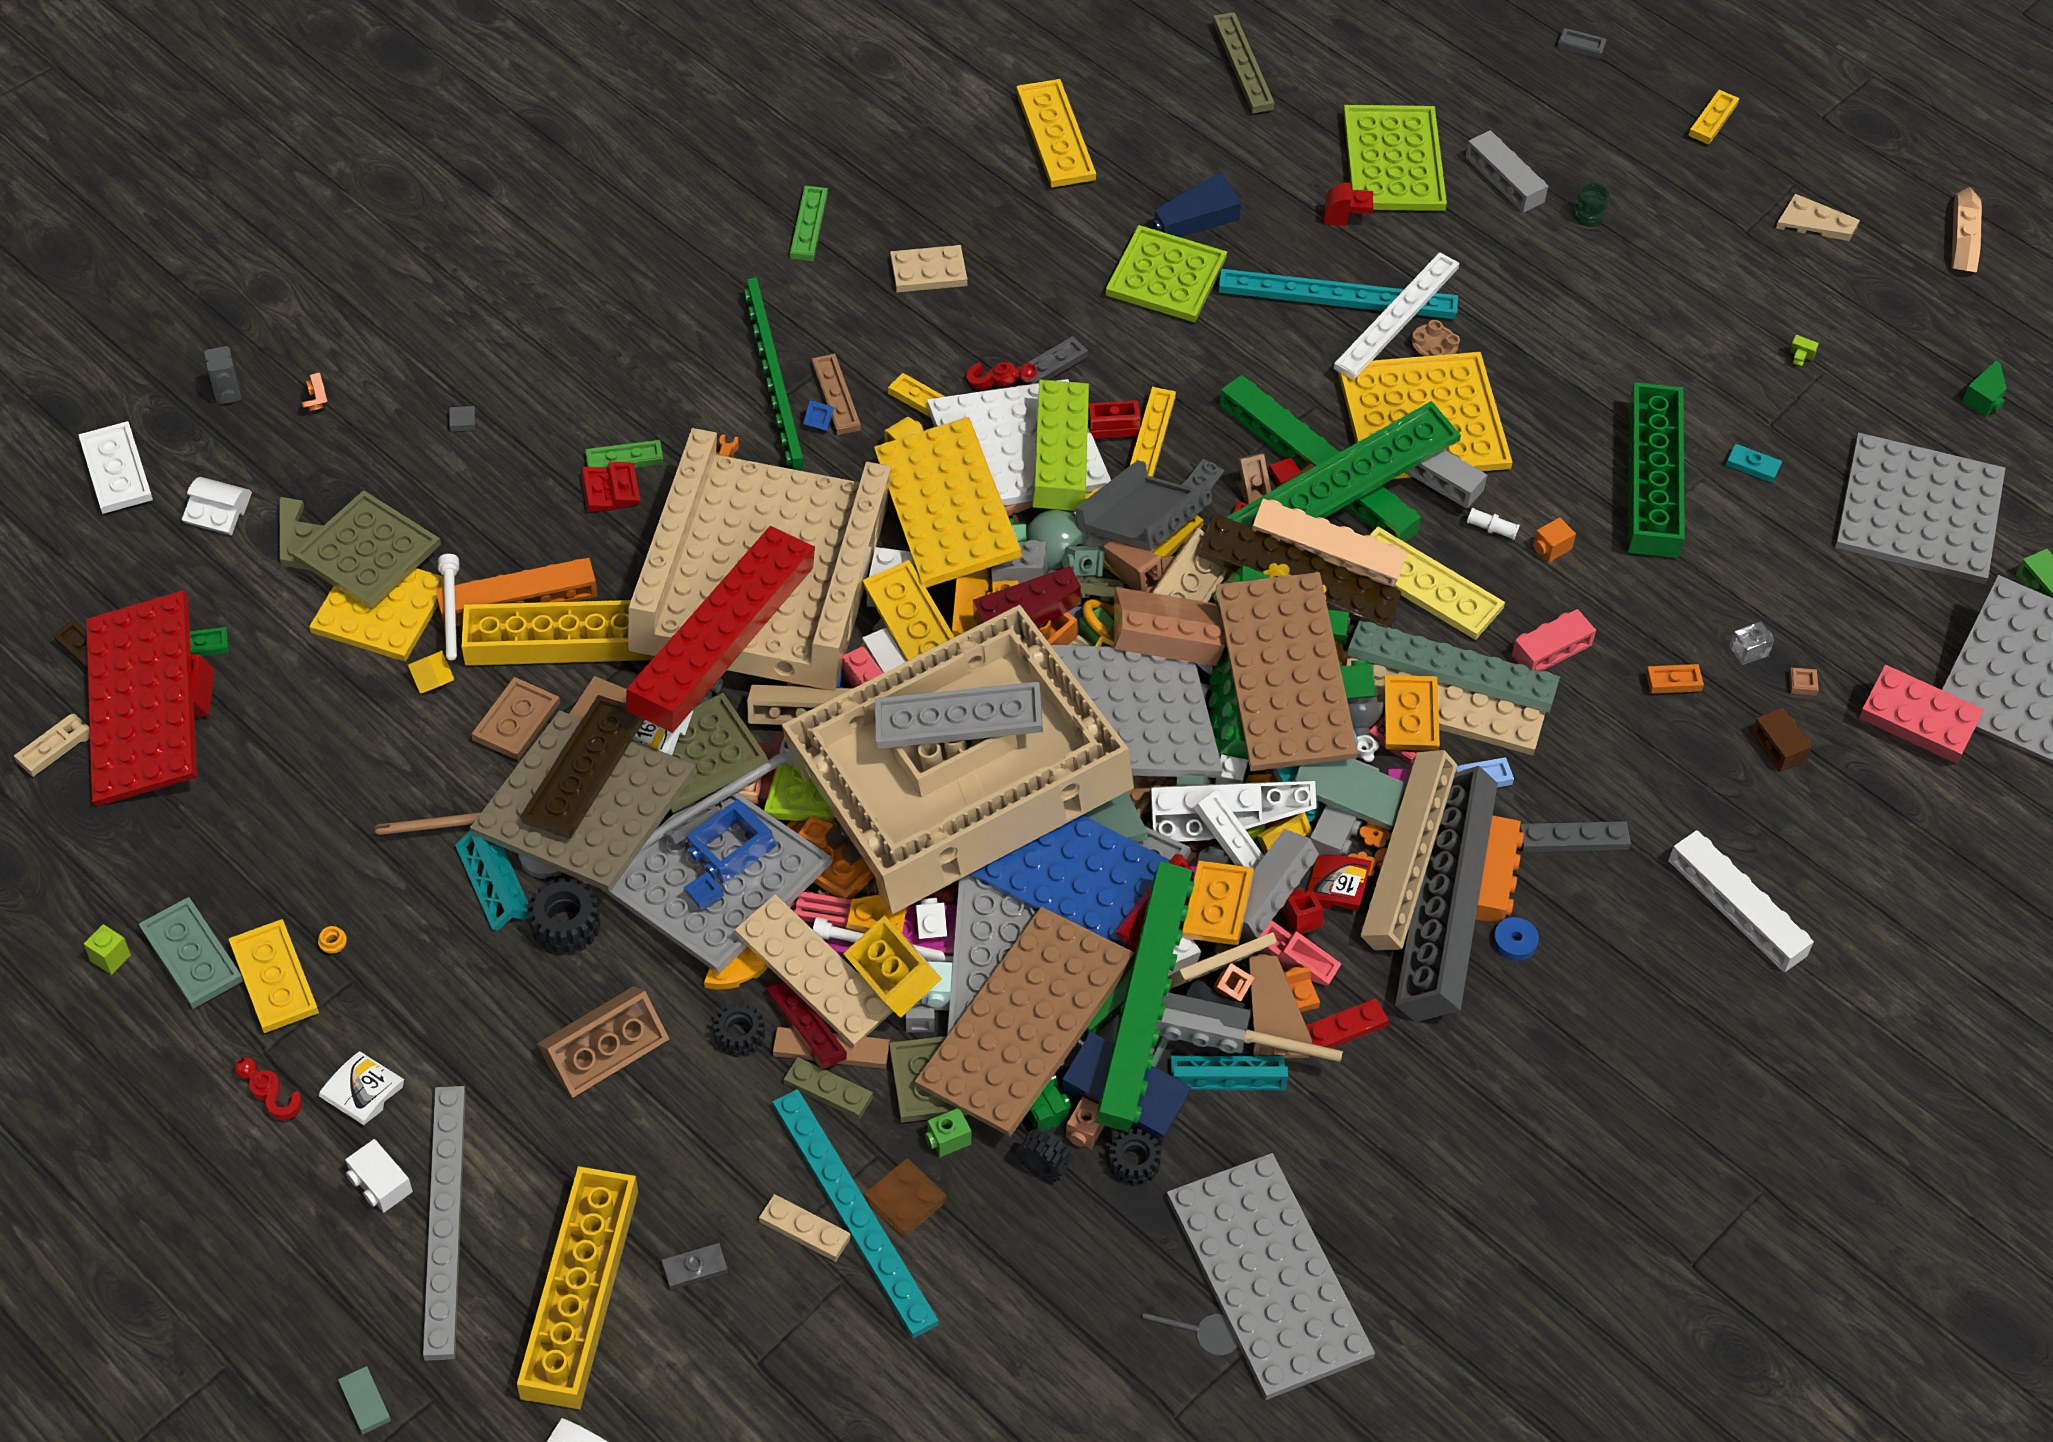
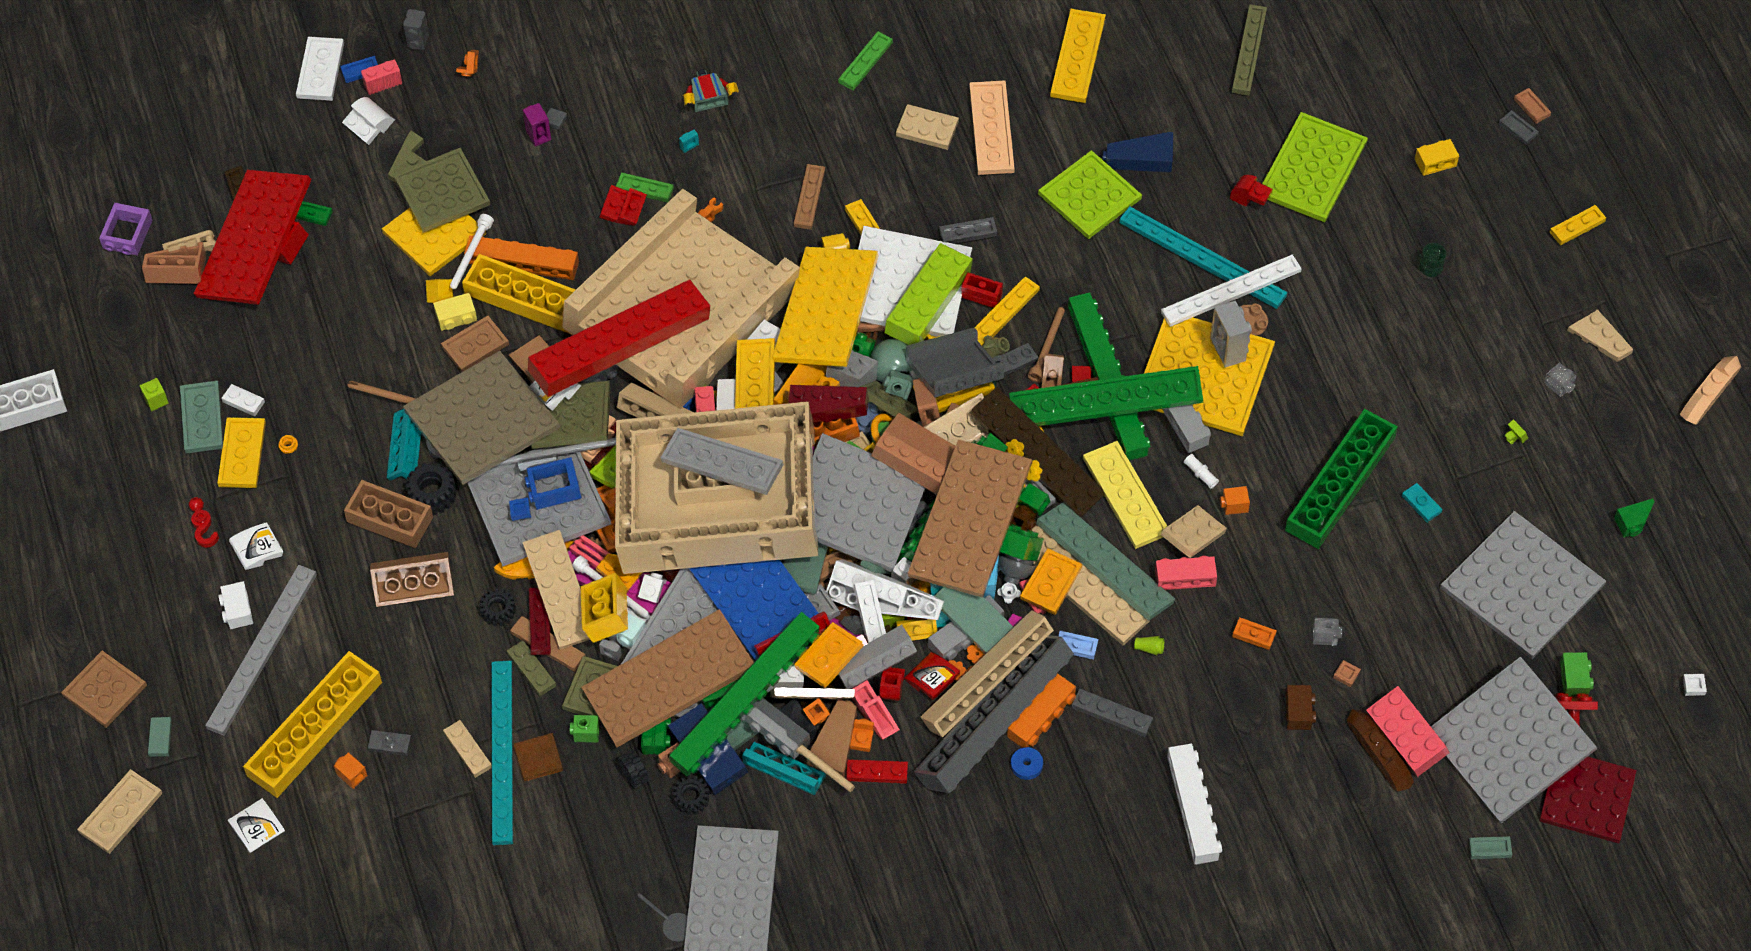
camera: 30 degrees right, 5 degrees up
(48, 775) = (175, 266): none -> nougat wedge
(169, 450) = (353, 70): none -> blue tile
(205, 447) = (381, 77): none -> coral brick
(236, 909) = (243, 400): none -> white plate
(247, 1370) = (104, 689): none -> medium nougat plate
(447, 429) = (537, 124): none -> magenta brick
(467, 689) = (455, 311): none -> light yellow brick
(525, 970) = (388, 513): none -> medium nougat brick
(582, 768) = (485, 397): dark brown plate -> none
(642, 318) = (708, 91): none -> torso
(650, 383) = (688, 141): none -> teal plate
(663, 1325) = (350, 770): none -> orange brick
(775, 381) = (775, 162): green plate -> none
(818, 415) = (786, 208): blue plate -> none
(1002, 374) = (927, 226): red piece -> none
(1006, 242) = (991, 127): none -> light nougat plate
(1171, 472) = (996, 346): none -> olive rock
(1233, 487) = (1036, 372): none -> medium nougat piece
(1333, 543) = (1067, 440): light nougat brick -> none
(1439, 355) = (1230, 333): none -> light grey brick
(1506, 171) = (1388, 209): light grey brick -> none
(1520, 100) = (1436, 157): none -> yellow brick
(1533, 591) = (1193, 531): none -> tan plate
(1568, 739) = (1152, 645): none -> lime cone
(1580, 17) = (1532, 105): none -> nougat tile
(1810, 278) = (1560, 379): none -> clear brick
(1901, 750) = (1380, 750): none -> reddish brown brick

